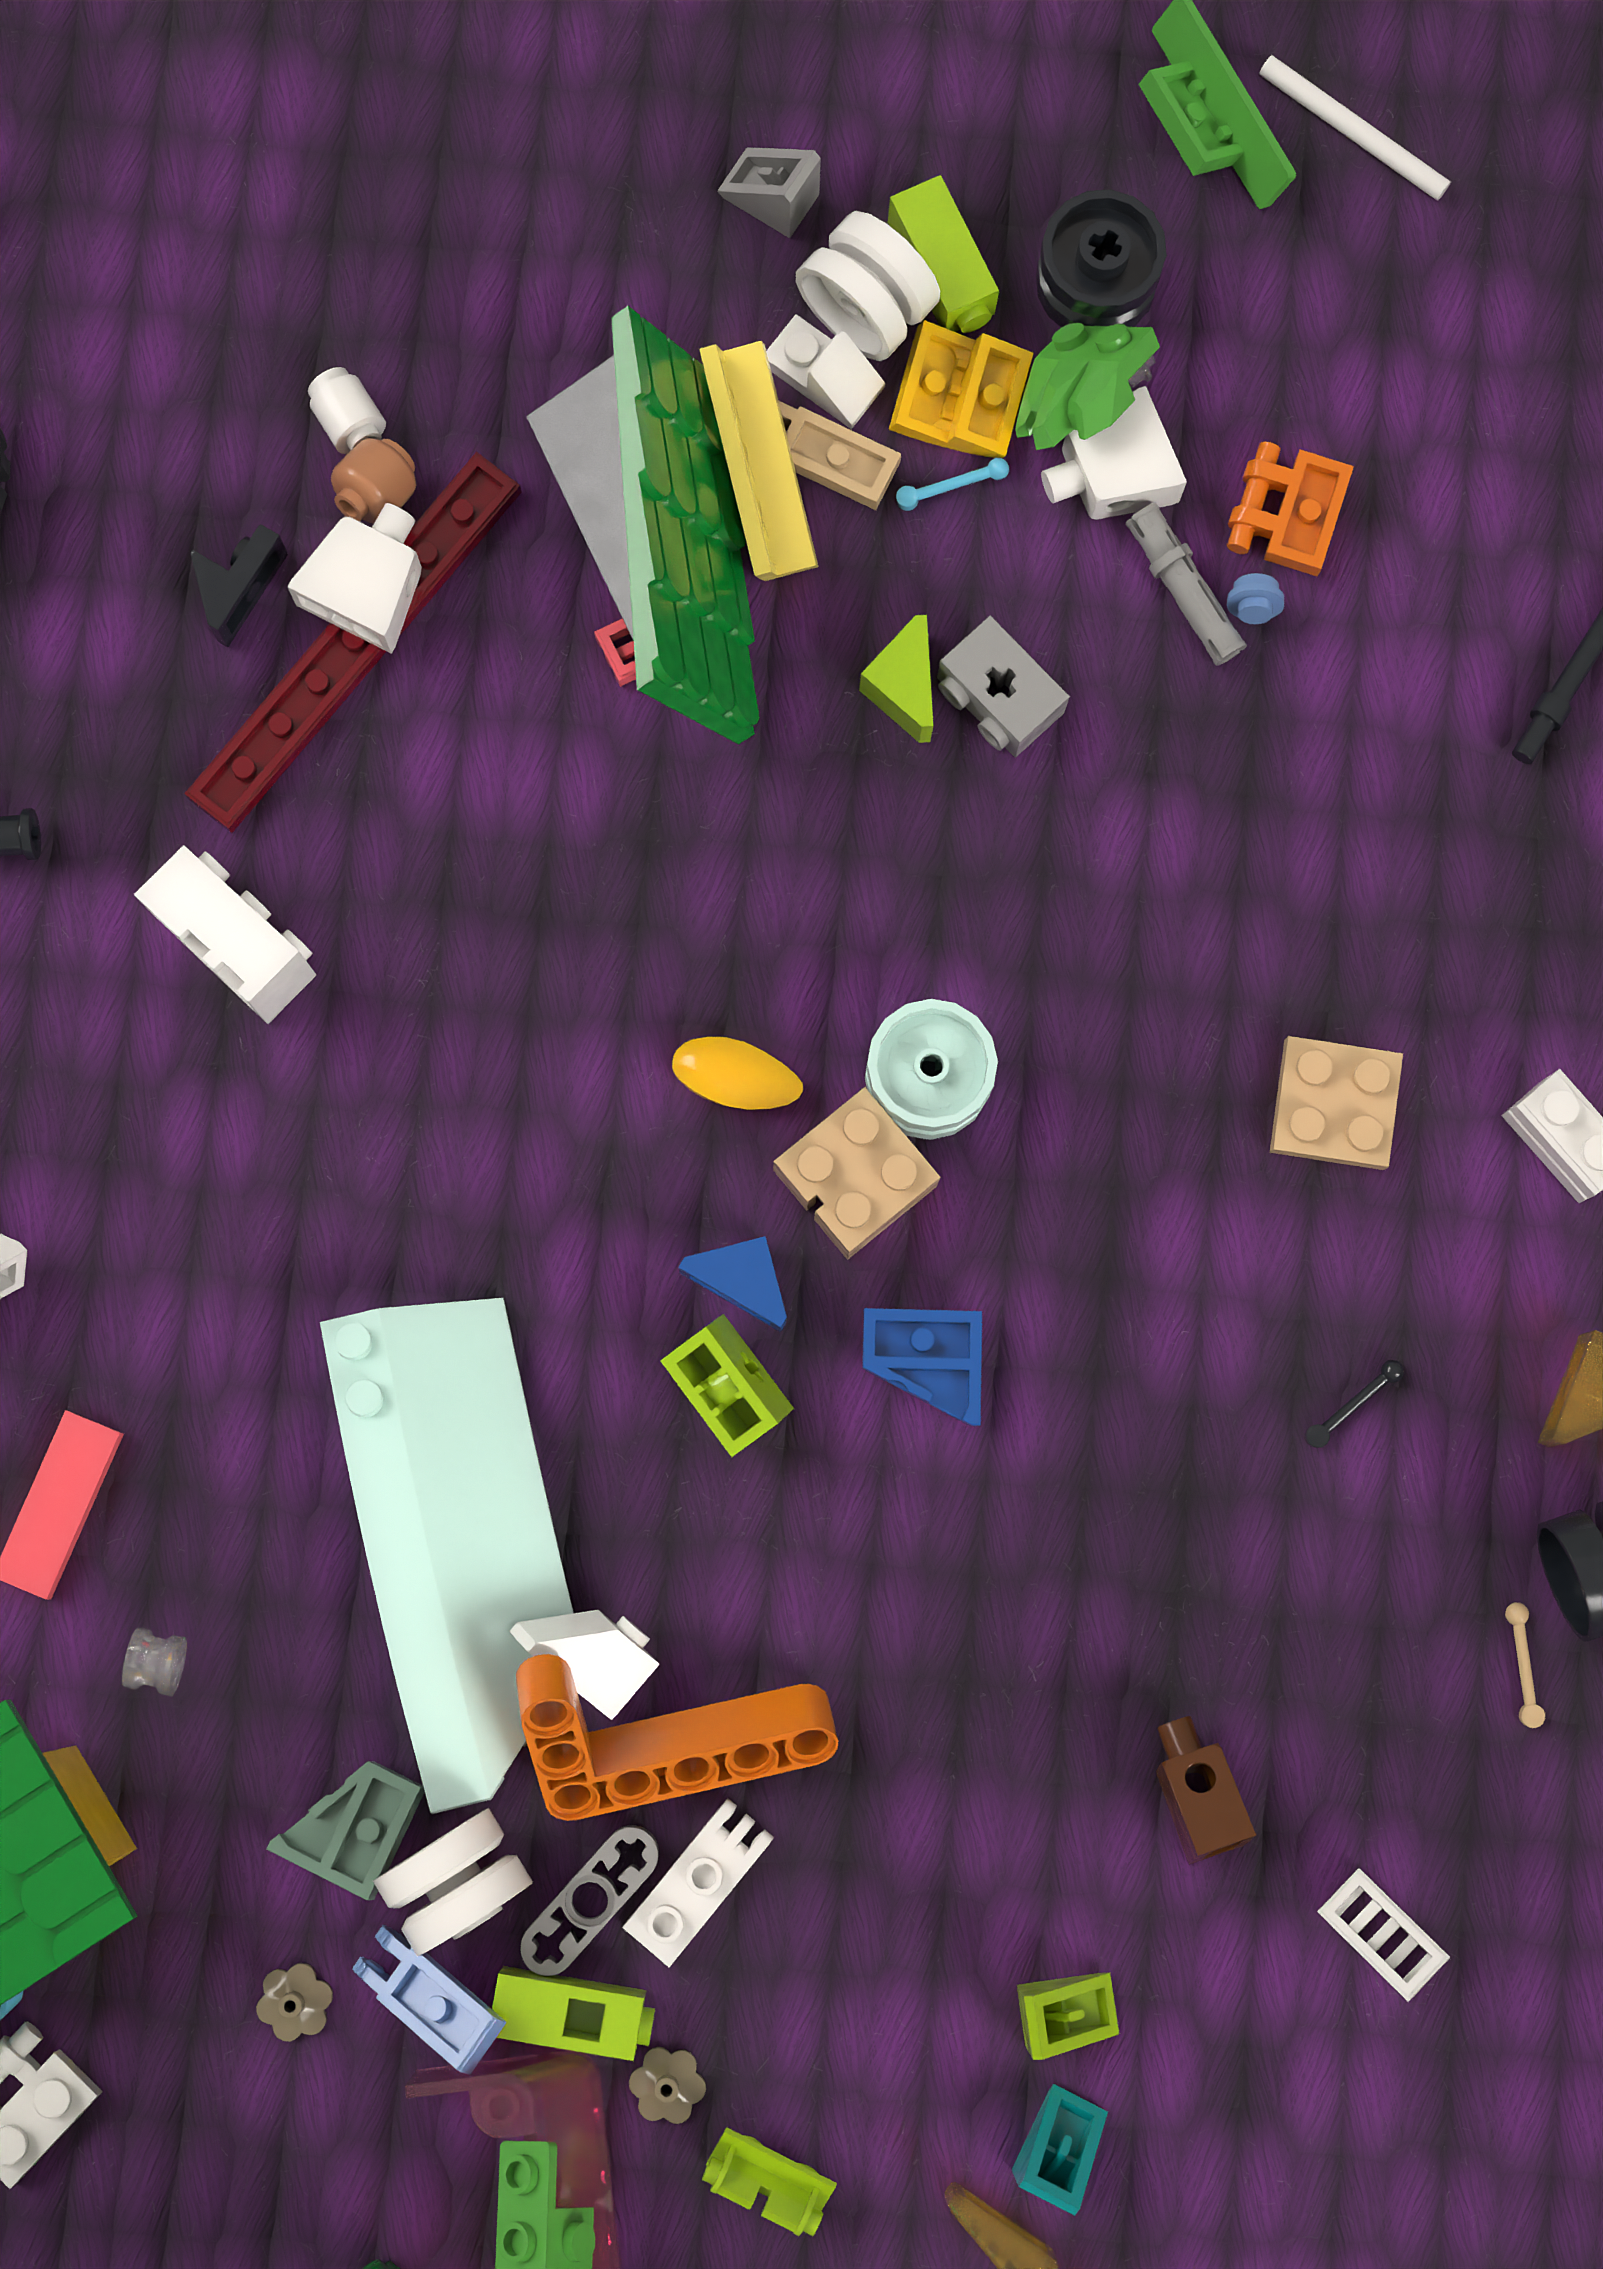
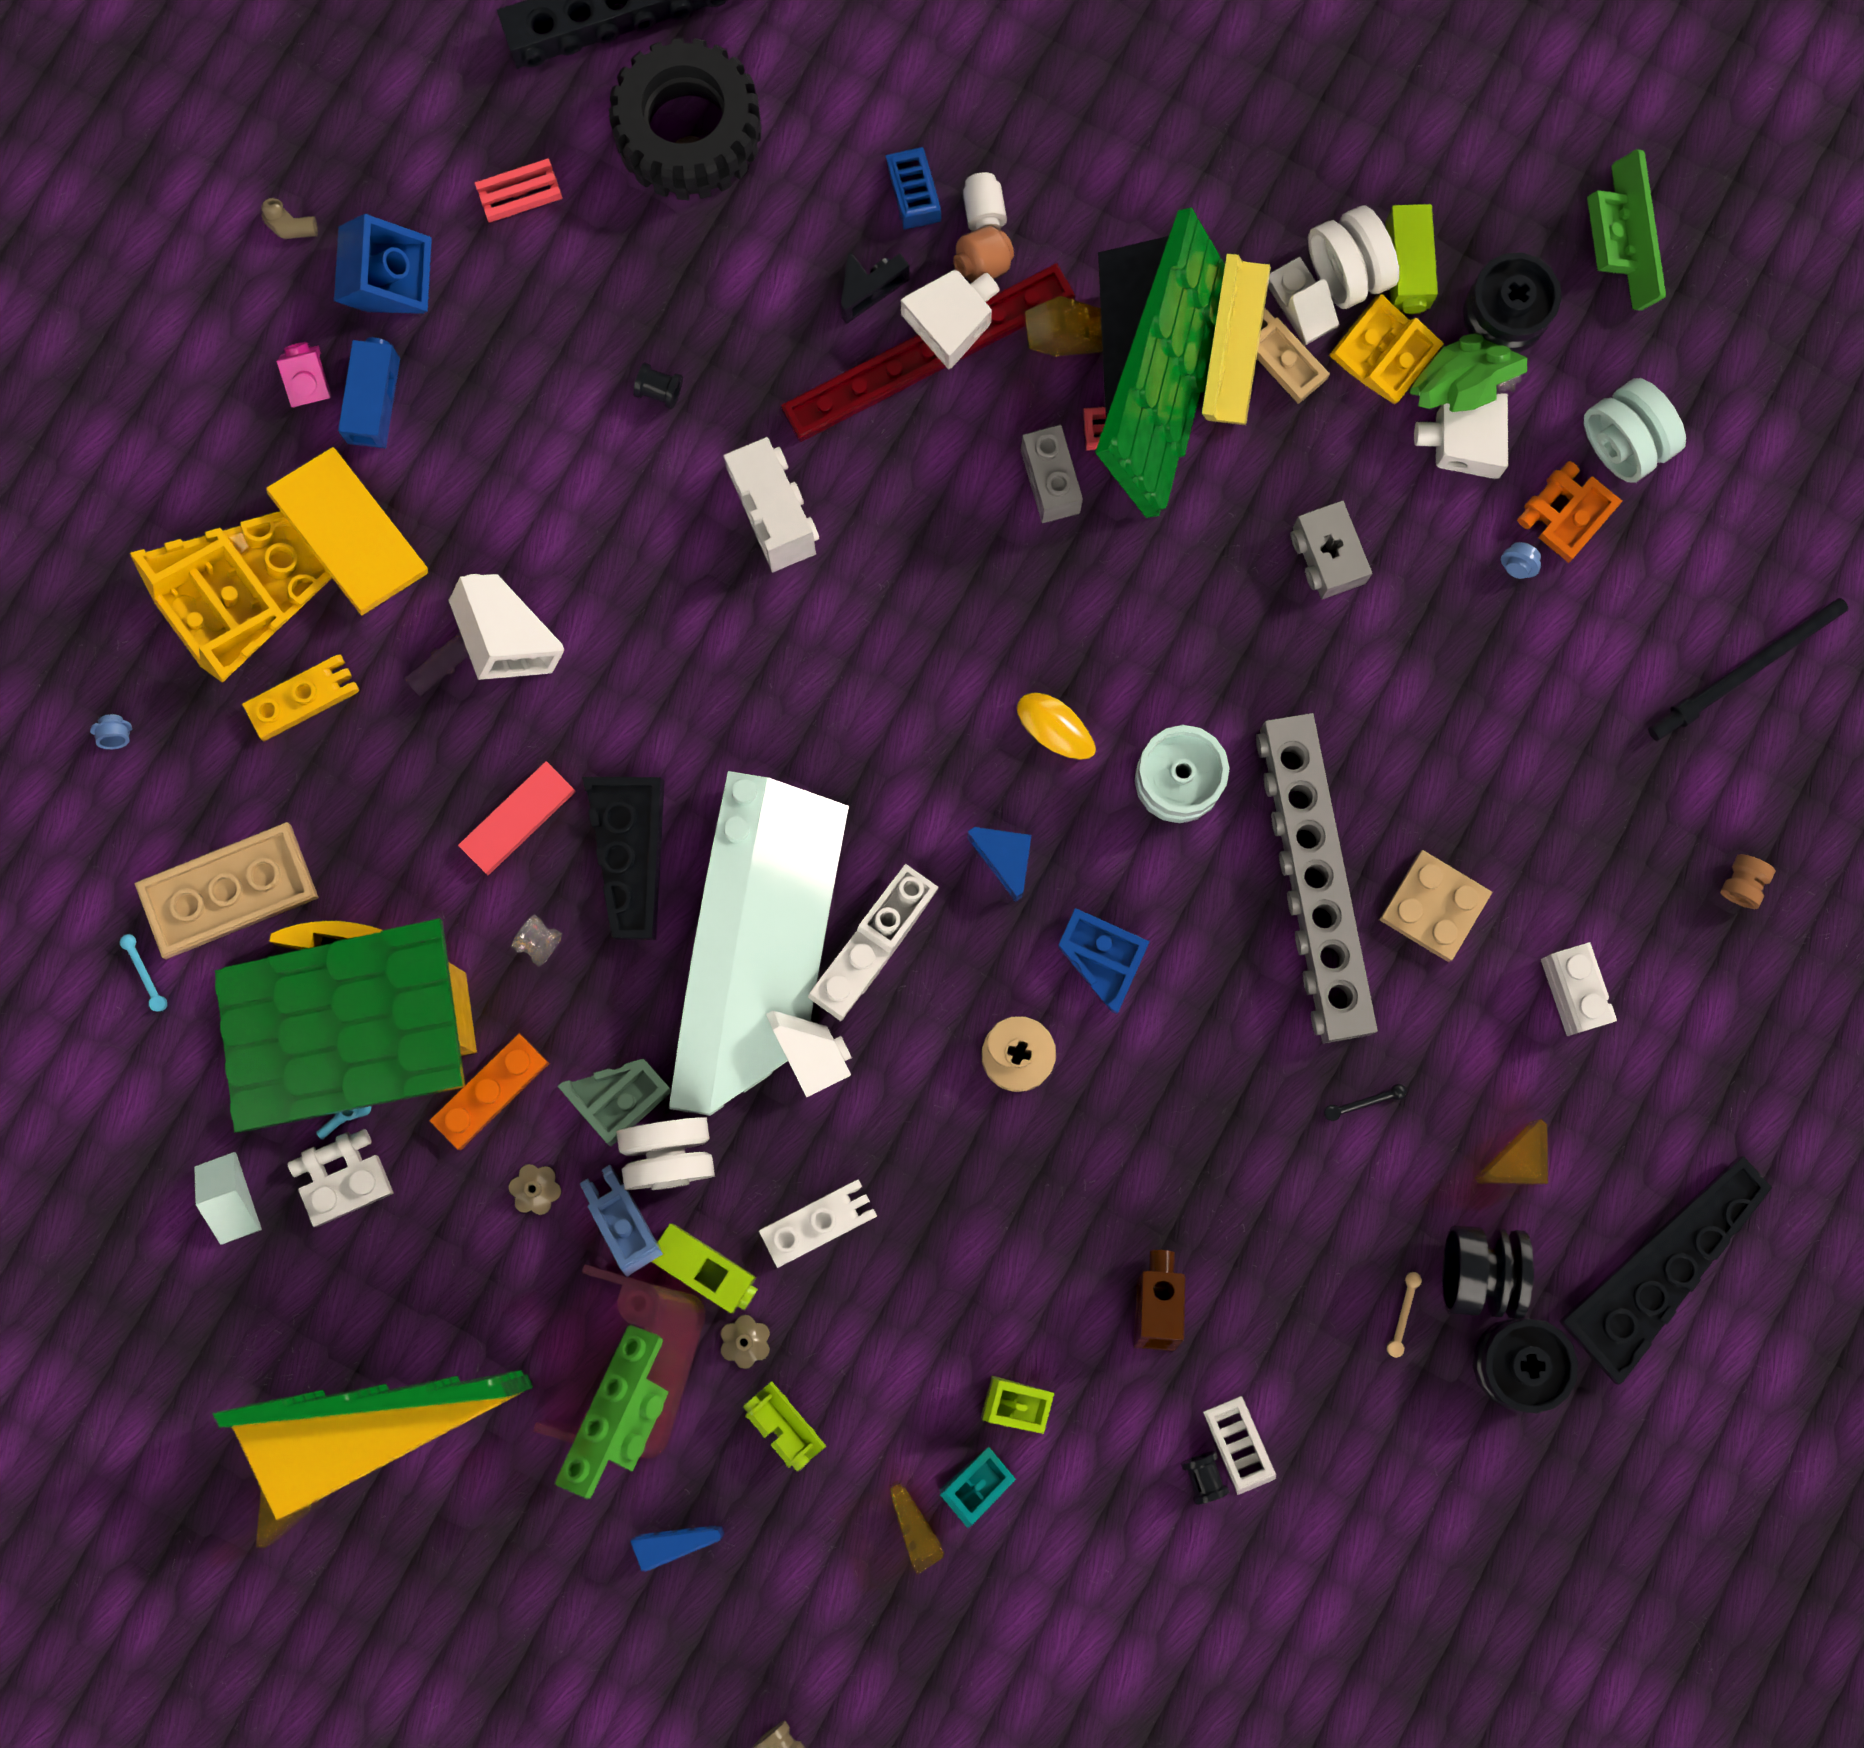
camera: 25 degrees right, 0 degrees up
(176, 1896) = (489, 1092): none -> orange plate
(224, 1470) = (628, 839): none -> black wing
(264, 461) = (921, 214): none -> blue slope
(523, 534) = (1064, 327): none -> clear yellow slope
(548, 1923) = (713, 1209): light grey beam -> none
(588, 737) = (1051, 474): none -> light grey brick
(613, 1471) = (873, 942): none -> white slope
(666, 1754) = (830, 1133): orange beam -> none
(727, 1385) = (967, 918): lime brick -> none
(774, 185) = (1321, 168): light grey slope -> none
(858, 1170) = (1108, 818): tan piece -> none
(894, 1559) = (1008, 1035): none -> tan piece
(901, 680) = (1268, 519): lime slope -> none
(908, 497) = (1323, 404): medium azure hinge -> none
(1067, 954) = (1300, 737): none -> light grey brick
(1174, 566) = (1478, 524): light grey pin -> none
(1331, 366) = (1635, 430): none -> light aqua wheel
(1354, 127) = (1719, 281): white bar -> none
(1357, 2000) = (1205, 1477): none -> black bush

